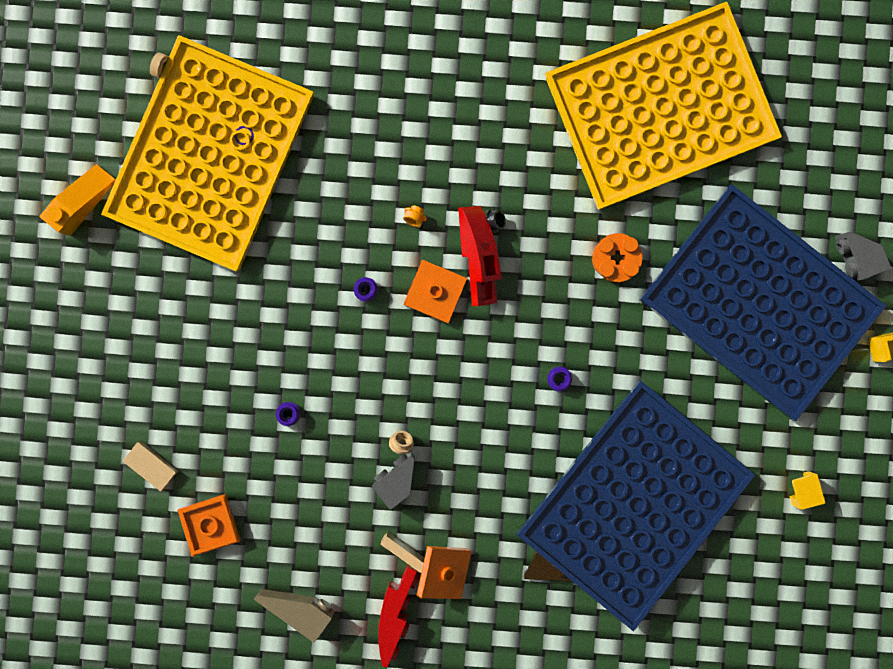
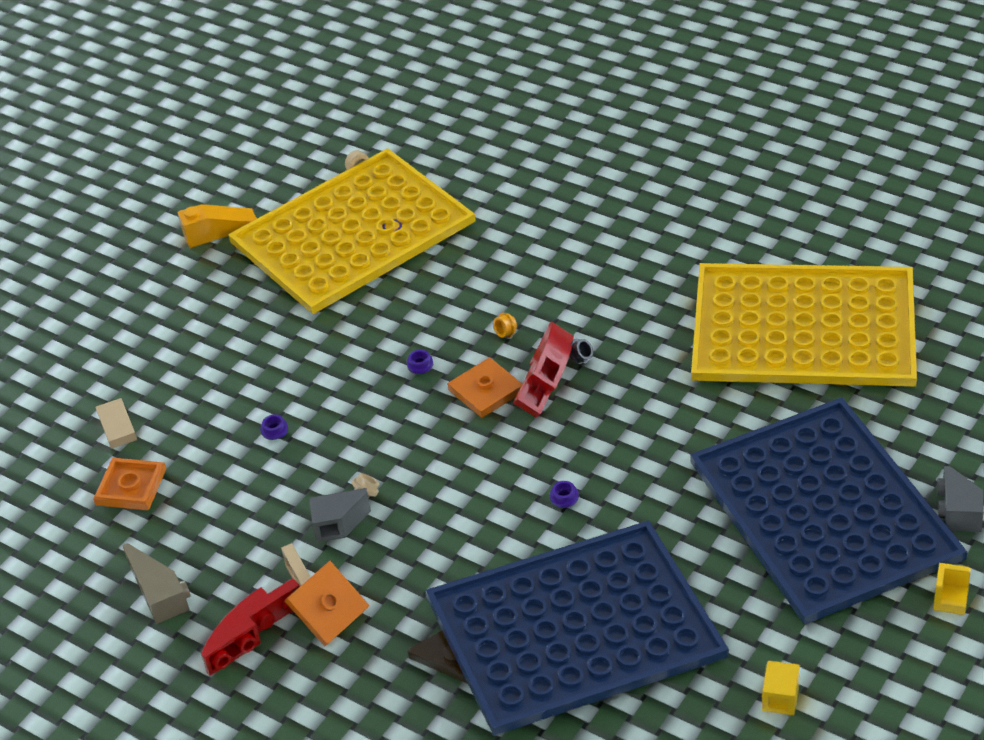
camera: 30 degrees right, 45 degrees down
(625, 246) = (688, 409): orange plate -> none

